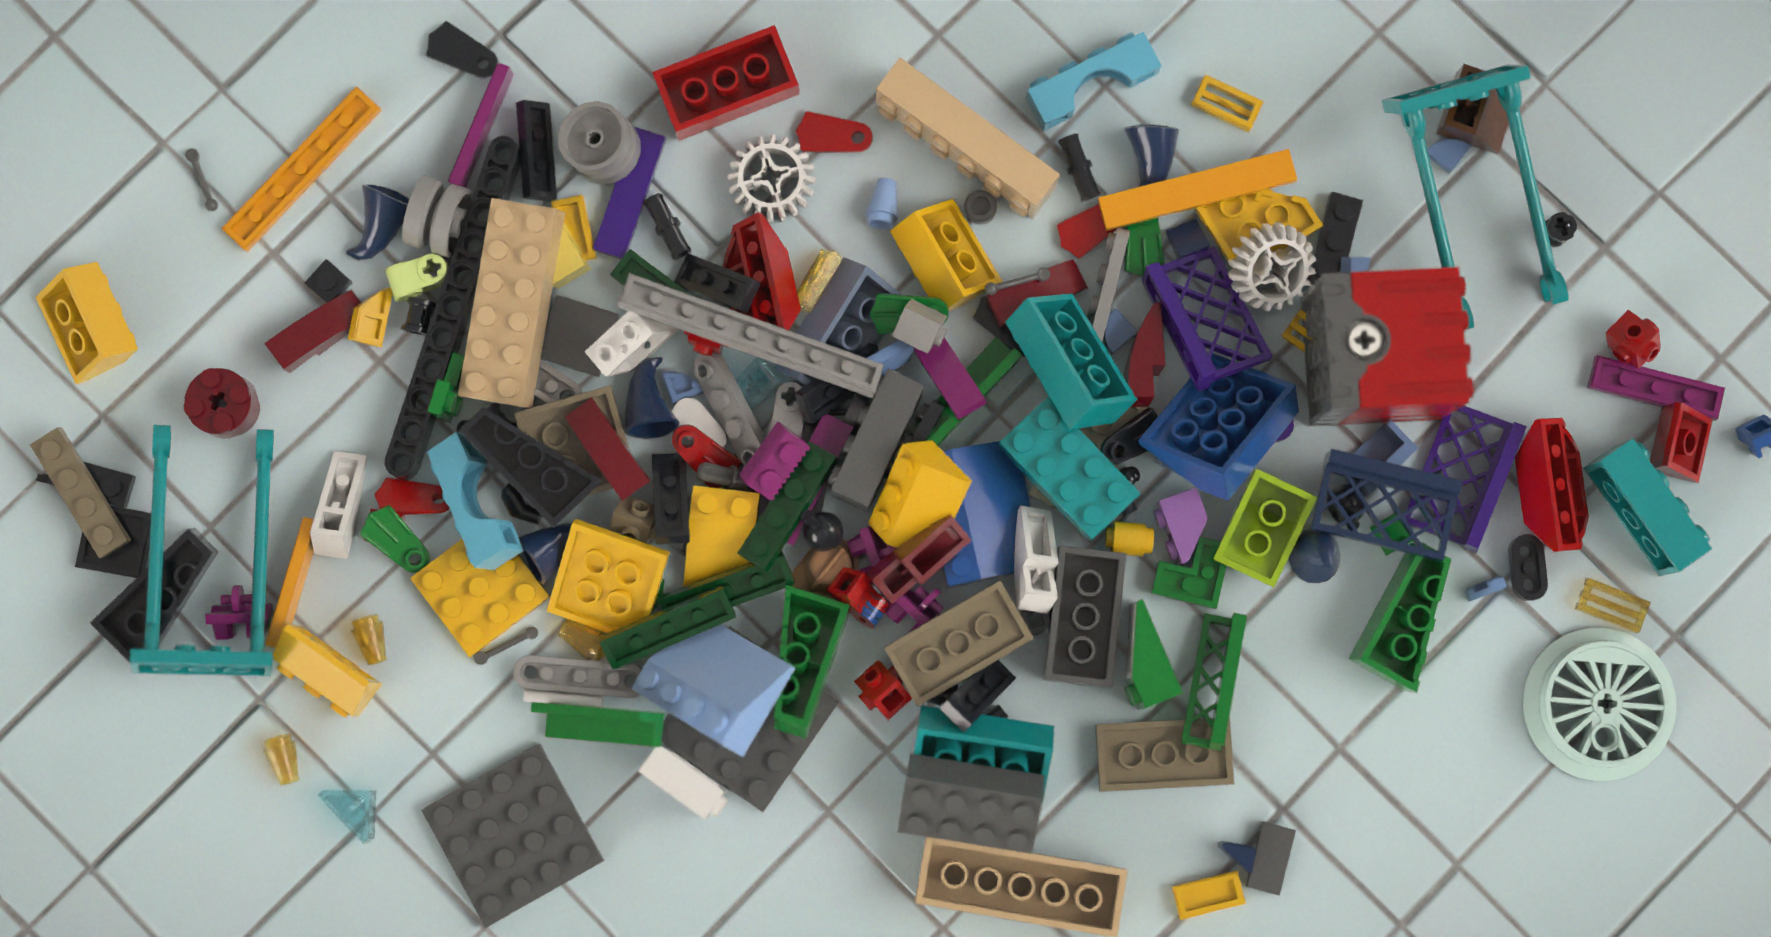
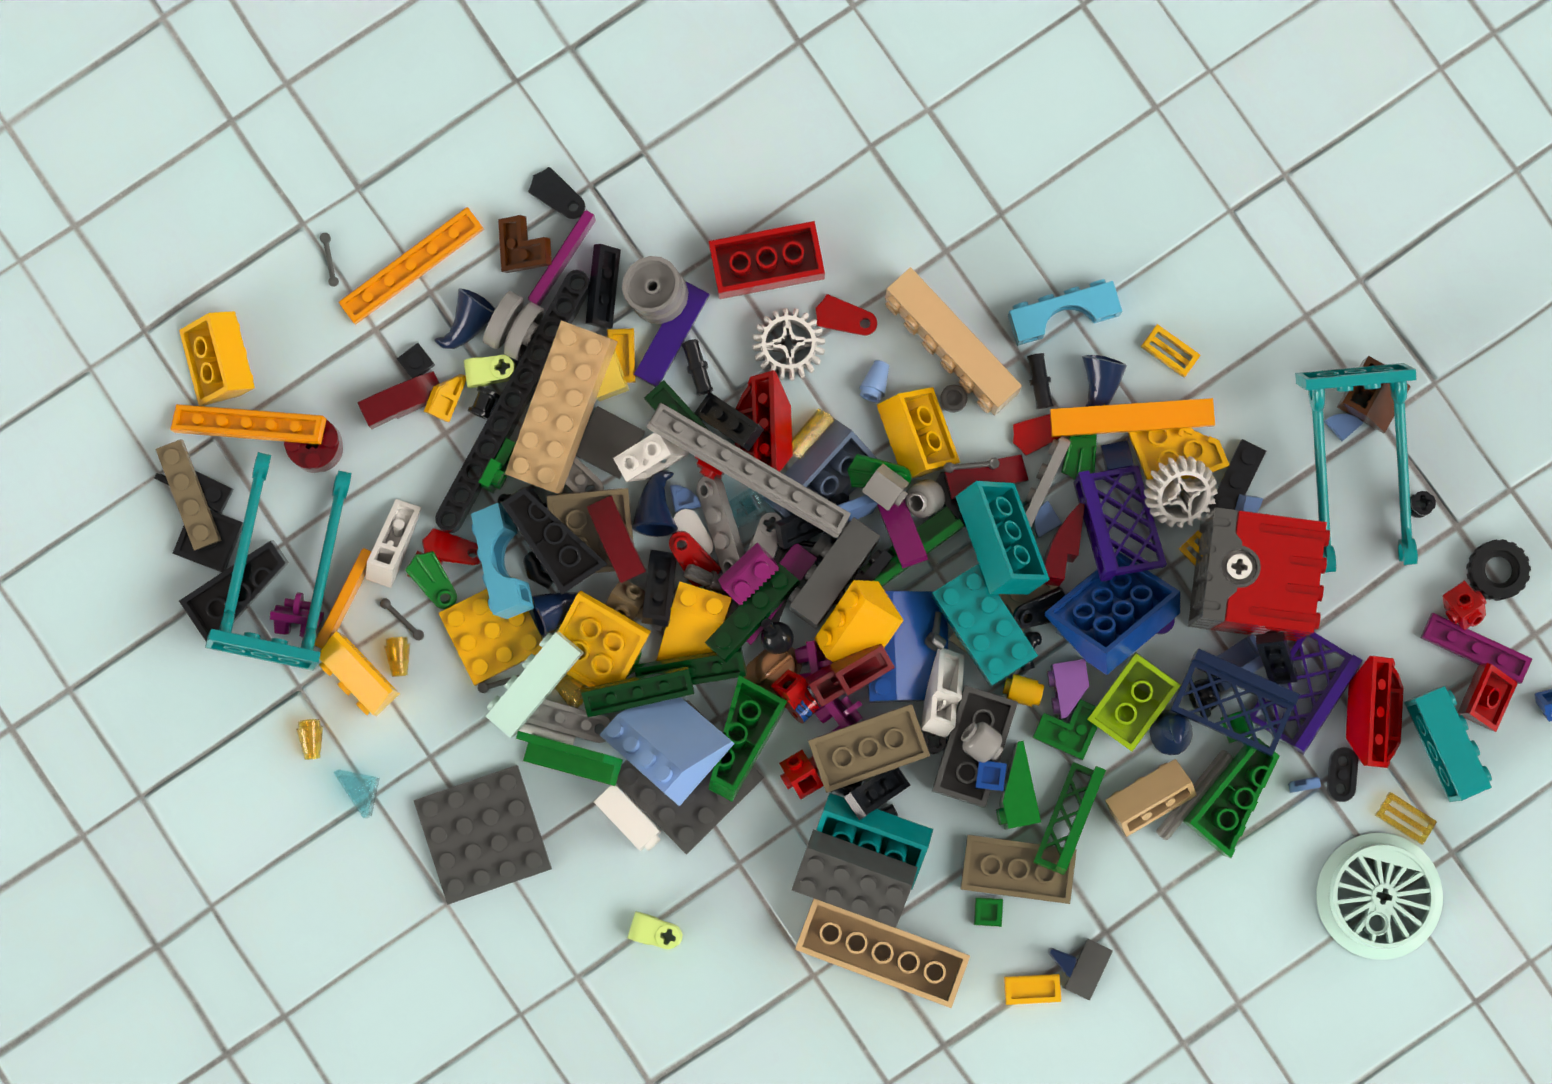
camera: 15 degrees right, 0 degrees up
(137, 393) = (248, 424): none -> light orange tile
(390, 608) = (386, 604): none -> dark grey hinge
(428, 128) = (517, 251): none -> reddish brown plate
(540, 642) = (534, 684): none -> light aqua brick
(735, 912) = (649, 931): none -> yellowish green piece
(969, 331) = (925, 498): none -> light grey head
(1011, 498) = (933, 639): none -> dark grey hand
(1093, 610) = (982, 742): none -> light grey head
(1111, 648) = (991, 775): none -> blue plate
(1138, 812) = (988, 912): none -> green tile
(1306, 638) = (1150, 797): none -> tan brick
(1357, 625) = (1201, 786): none -> light grey axle
(1425, 441) = (1276, 657): none -> black plate
(1680, 269) = (1517, 560): none -> black tyre

